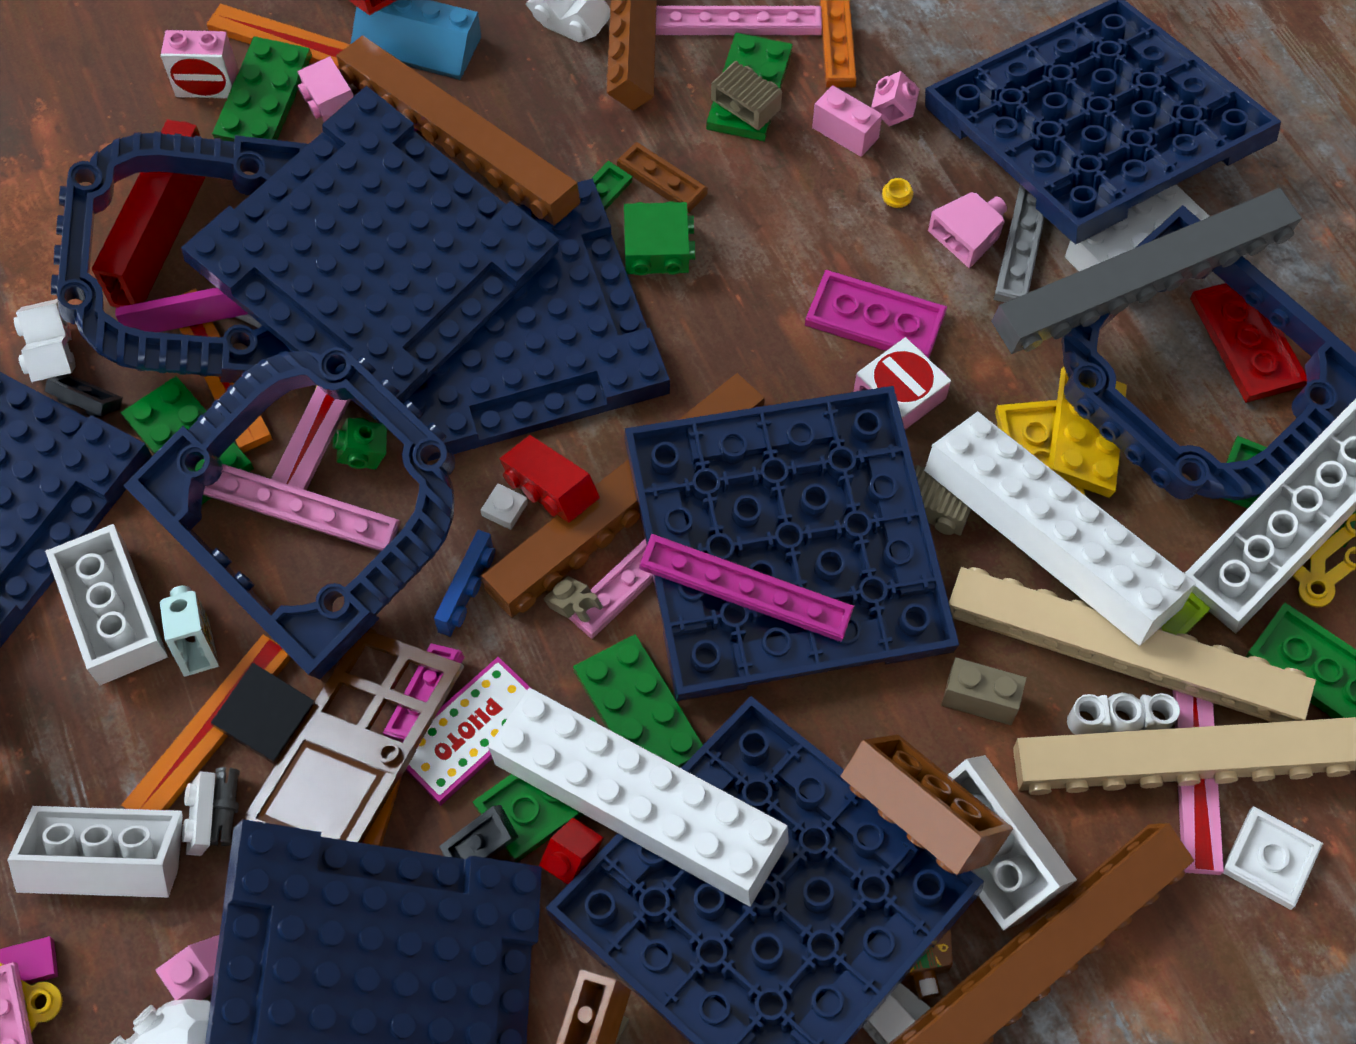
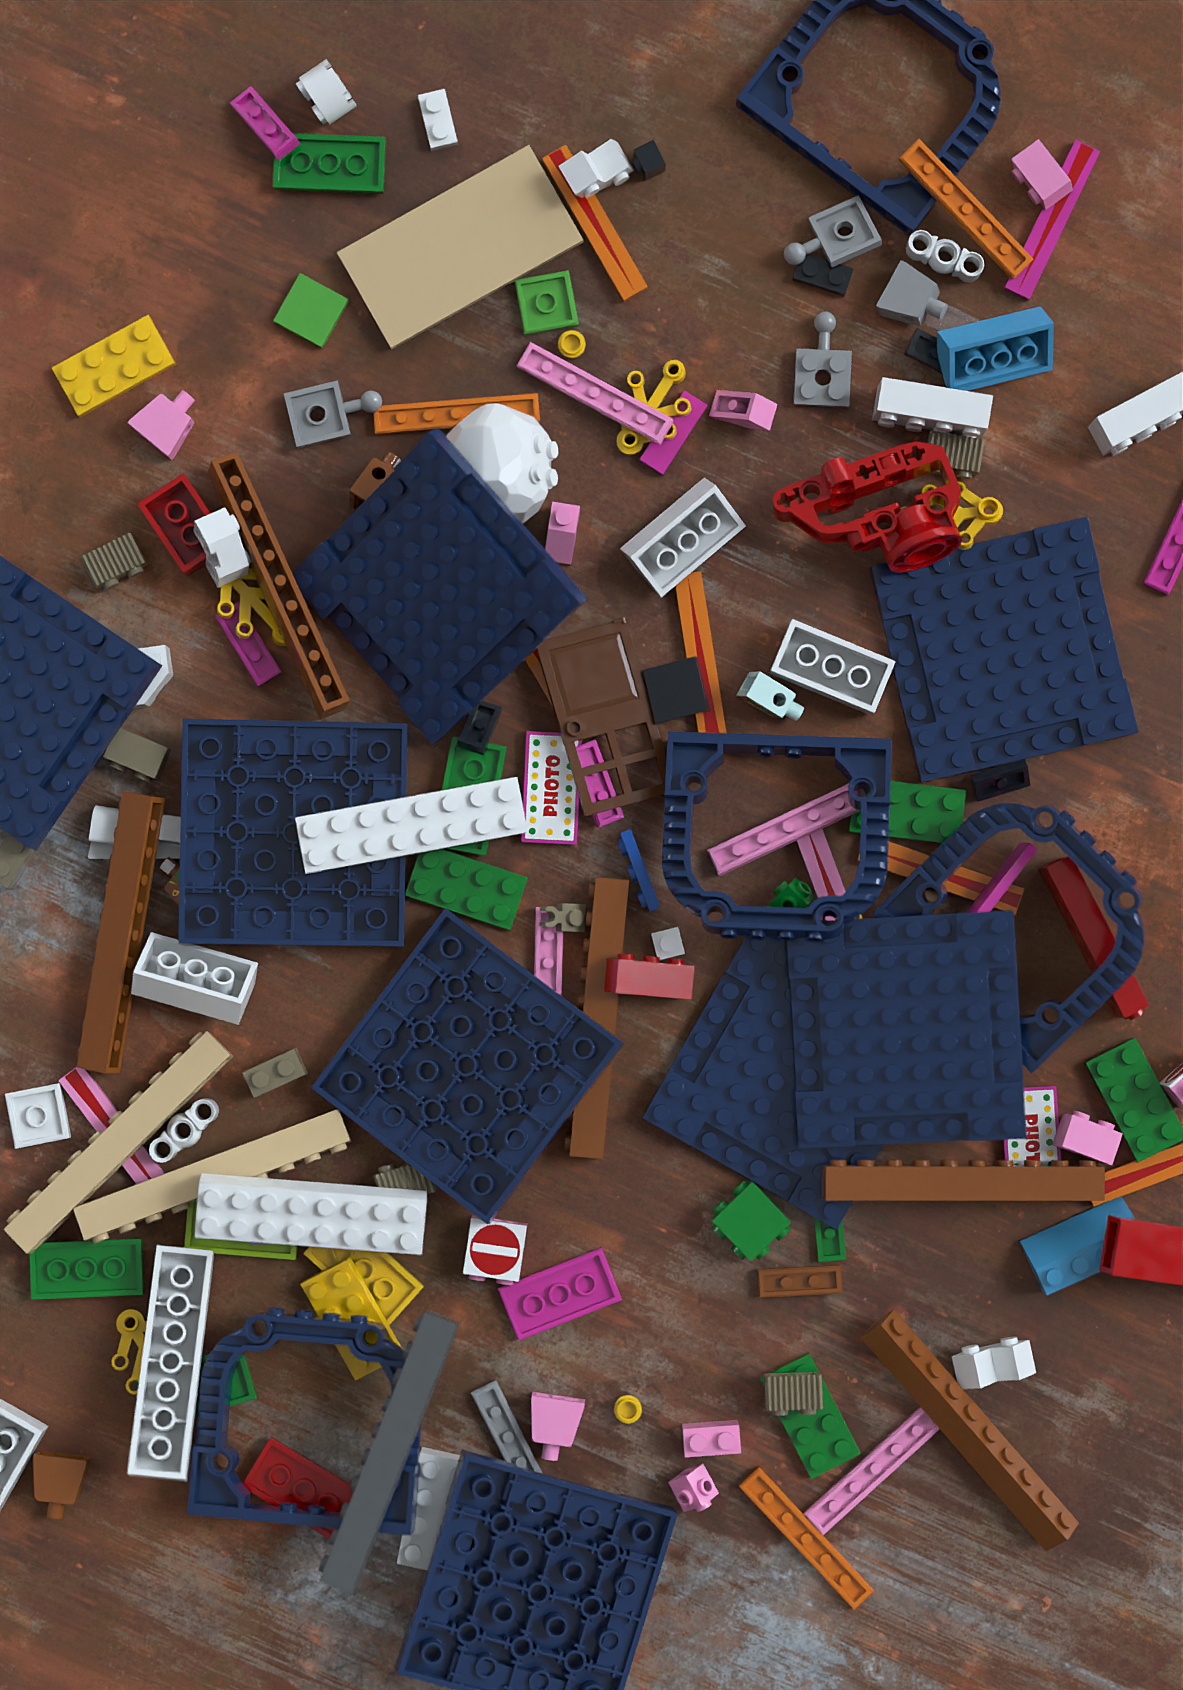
camera: 140 degrees right, 25 degrees up
(46, 341) = (1055, 786): white brick -> none
(197, 828) = (657, 611): white plate -> none
(224, 806) = (643, 621): dark grey pin -> none
(570, 850) = (423, 767): red brick -> none
(746, 587) = (460, 1006): dark pink tile -> none
(926, 804) = (243, 957): brick -> none

